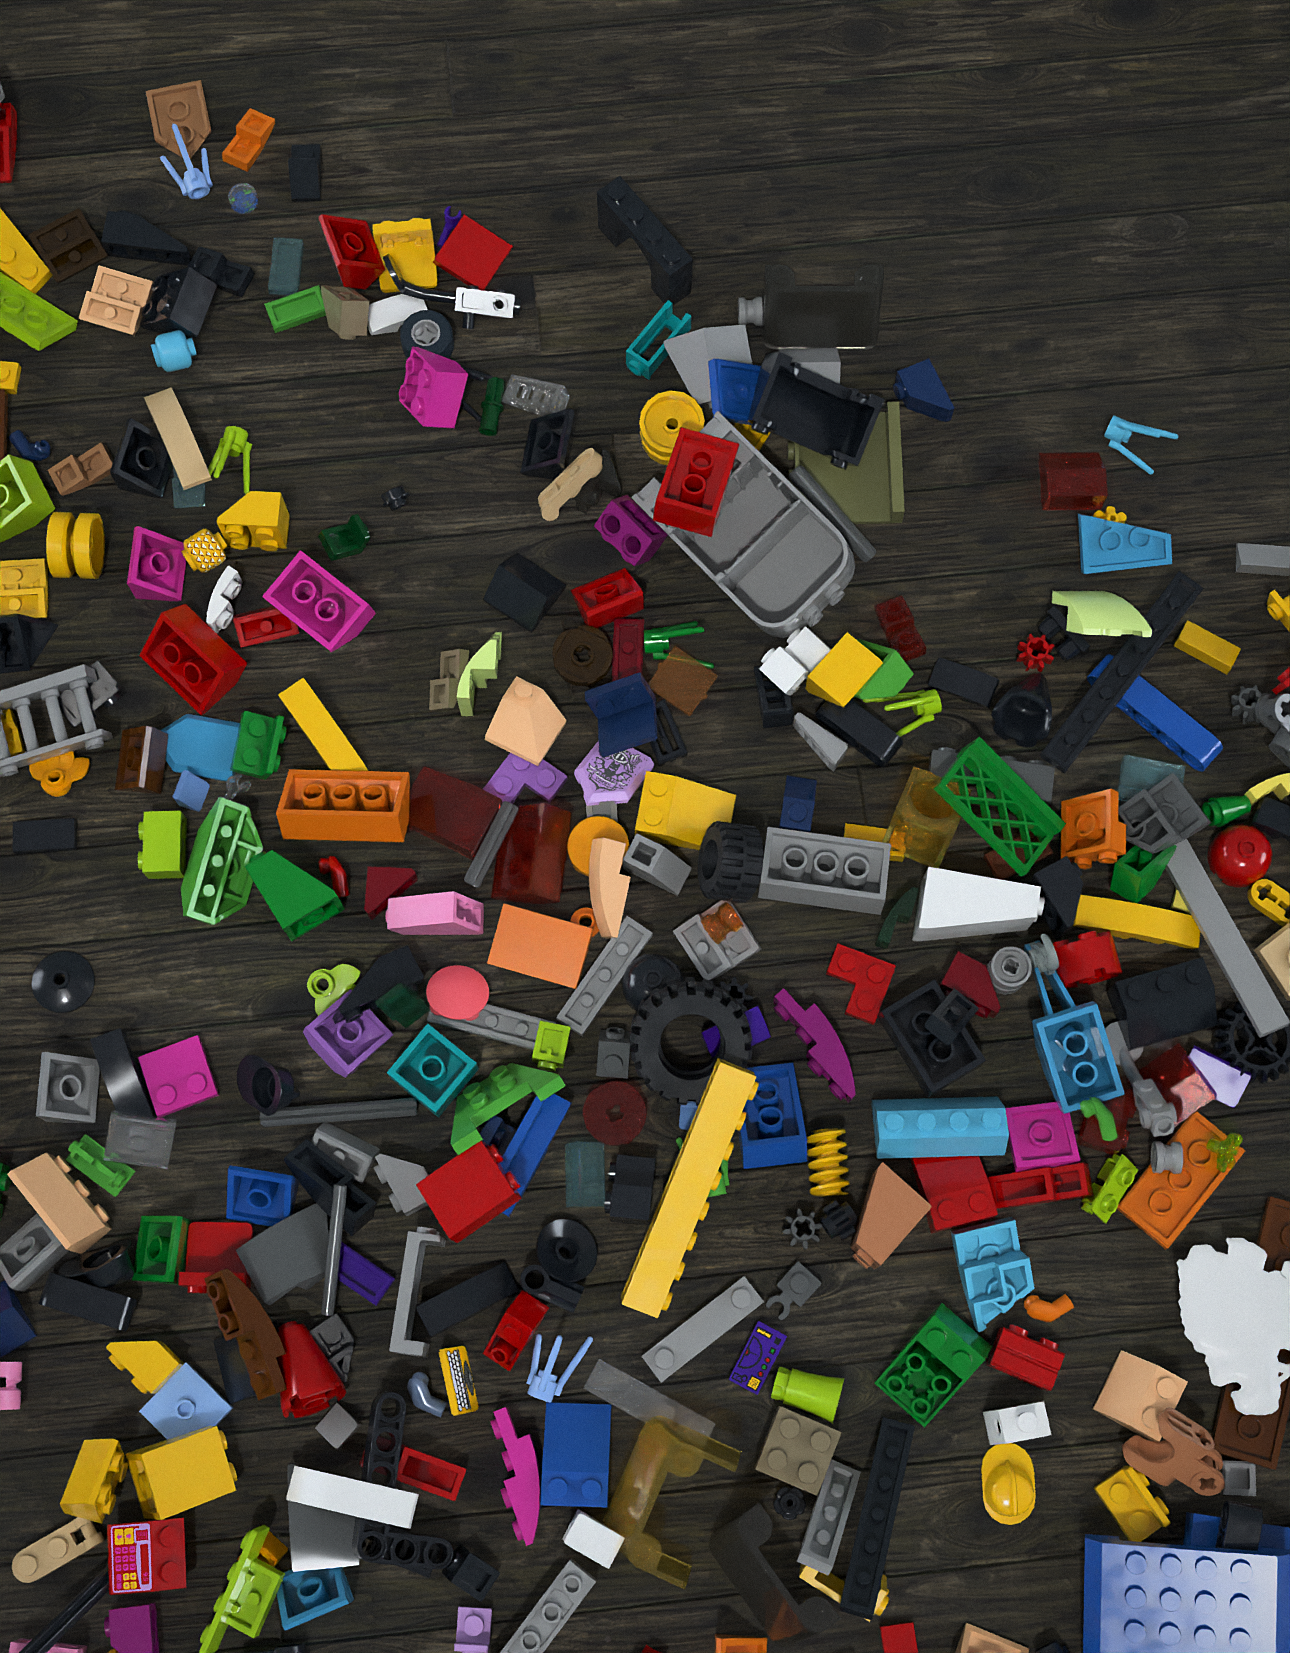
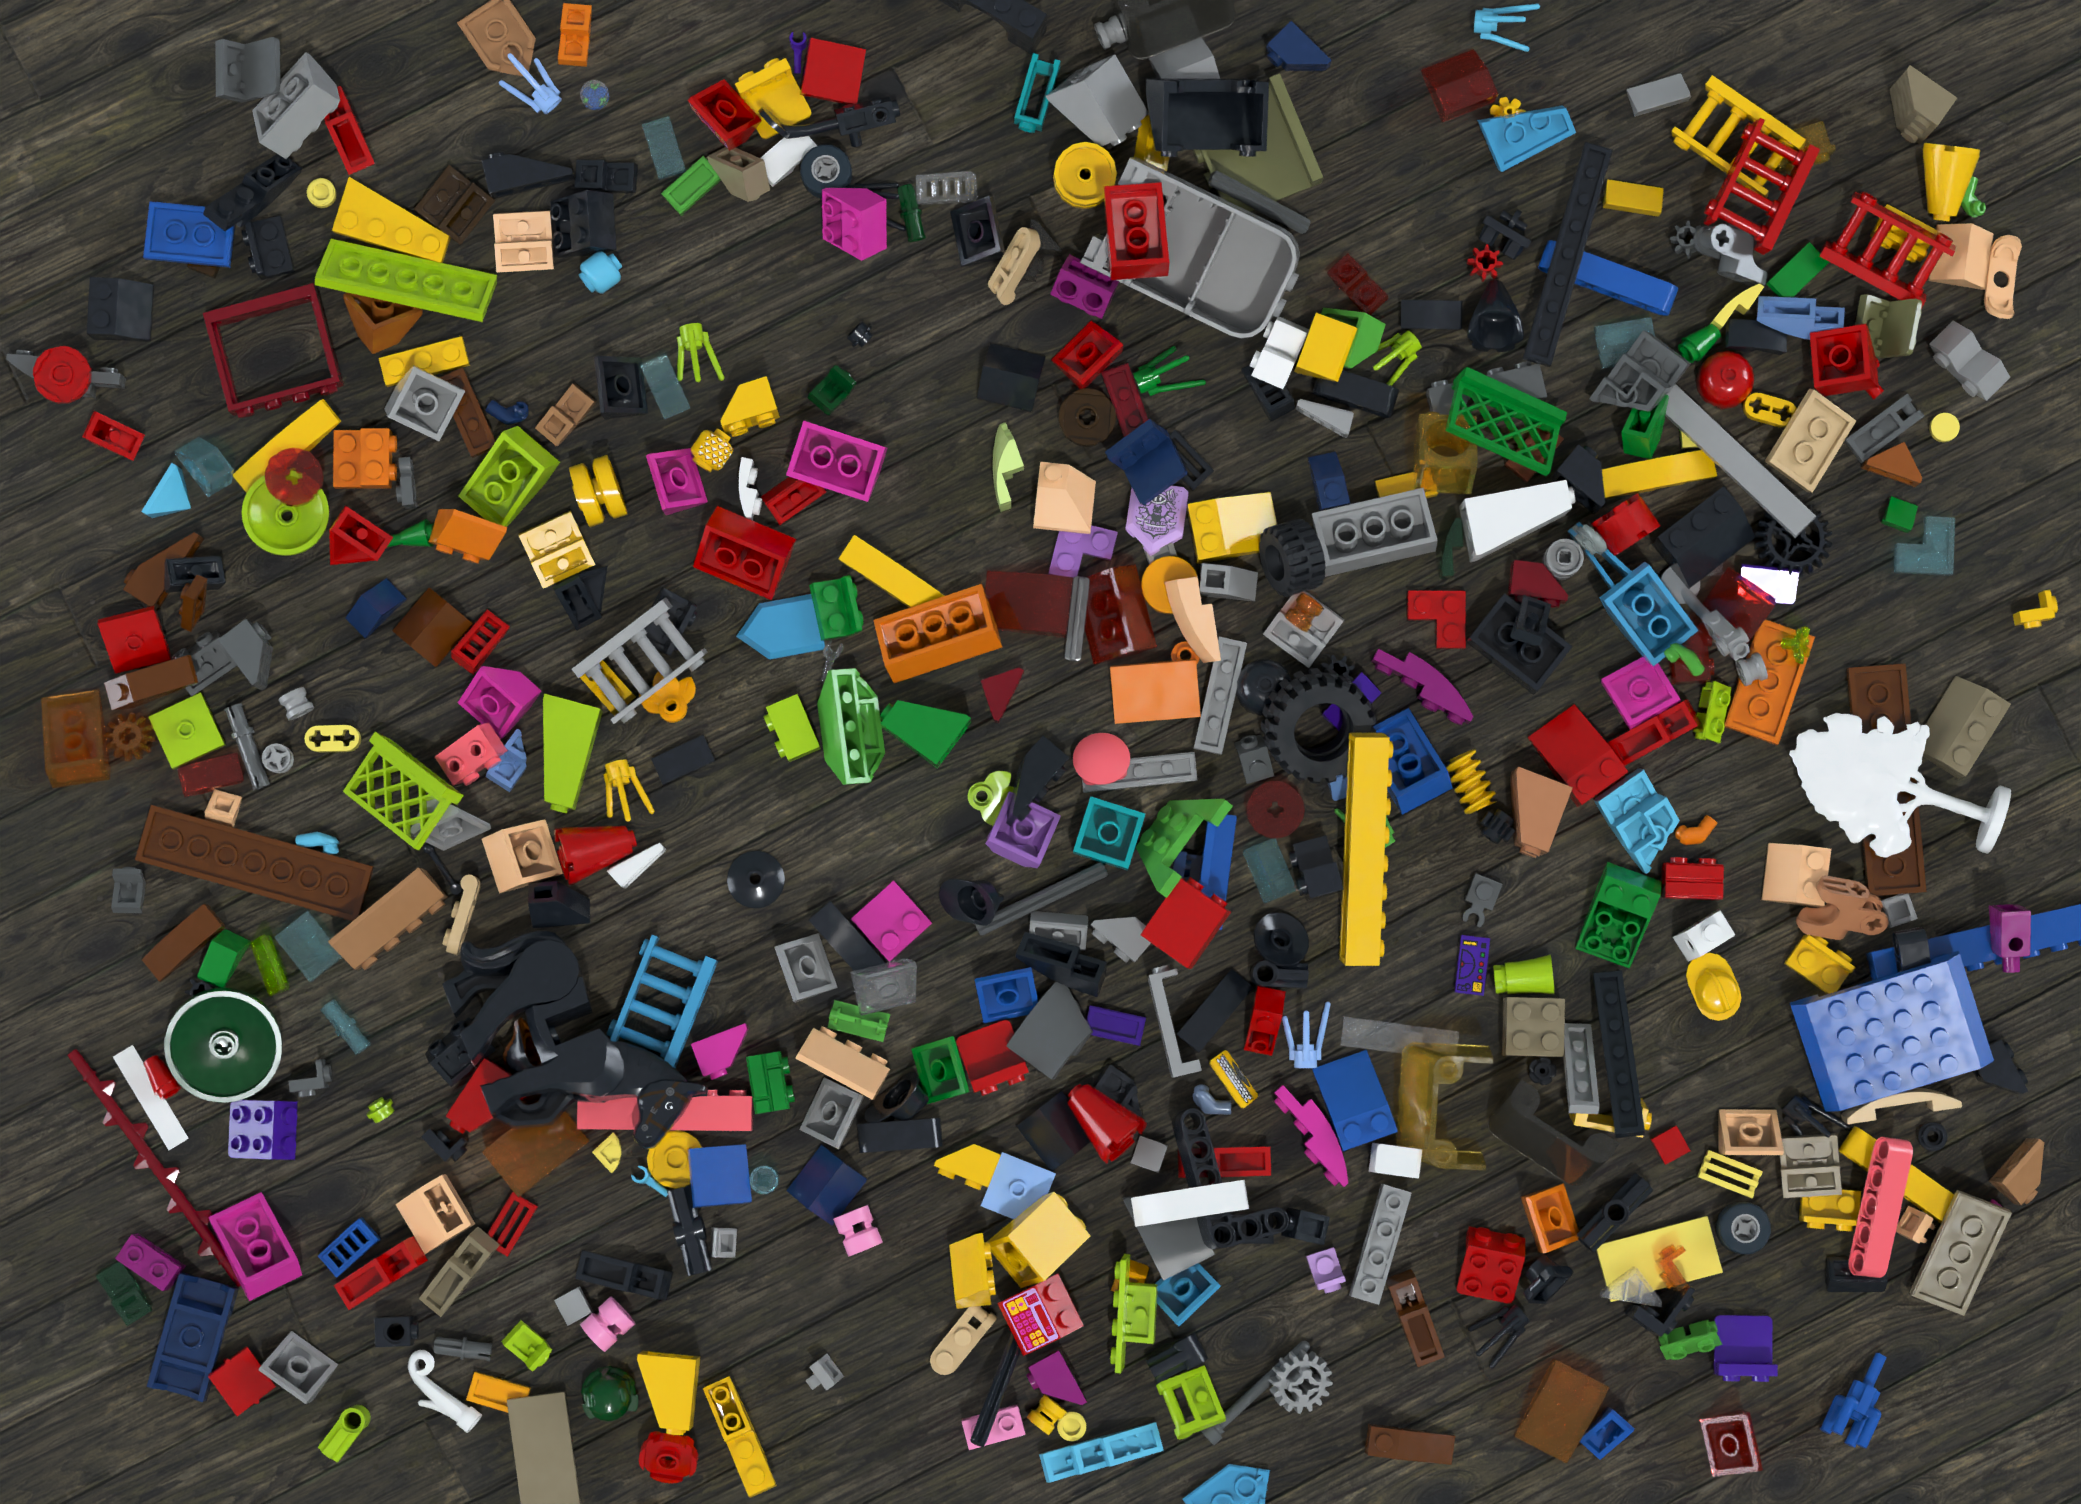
camera: 25 degrees left, 10 degrees up
(141, 760) = (739, 662): reddish brown slope -> none
(178, 438) = (640, 352): tan slope -> none
(191, 791) = (795, 672): medium blue slope -> none
(246, 1320) = (1046, 1100): reddish brown slope -> none
(305, 172) = (642, 47): black slope -> none
(334, 1249) = (1089, 1013): dark grey bar -> none
(338, 875) = (955, 696): red arm -> none
(402, 1005) = (1062, 788): clear green slope -> none
(435, 914) = (1054, 699): bright pink slope -> none
(444, 690) = (980, 478): dark tan slope -> none
(551, 1045) = (1199, 773): lime bracket -> none
(682, 681) = (1183, 406): clear orange piece -> none
(702, 1329) = (1417, 959): light grey plate -> none
(732, 388) = (1130, 124): blue tile -> none
(811, 1229) = (1476, 842): dark grey gear -> none
(939, 1127) = (1552, 716): medium azure slope -> none
(1092, 829) = (1591, 408): orange plate -> none
(1101, 614) = (1530, 208): yellowish green slope -> none

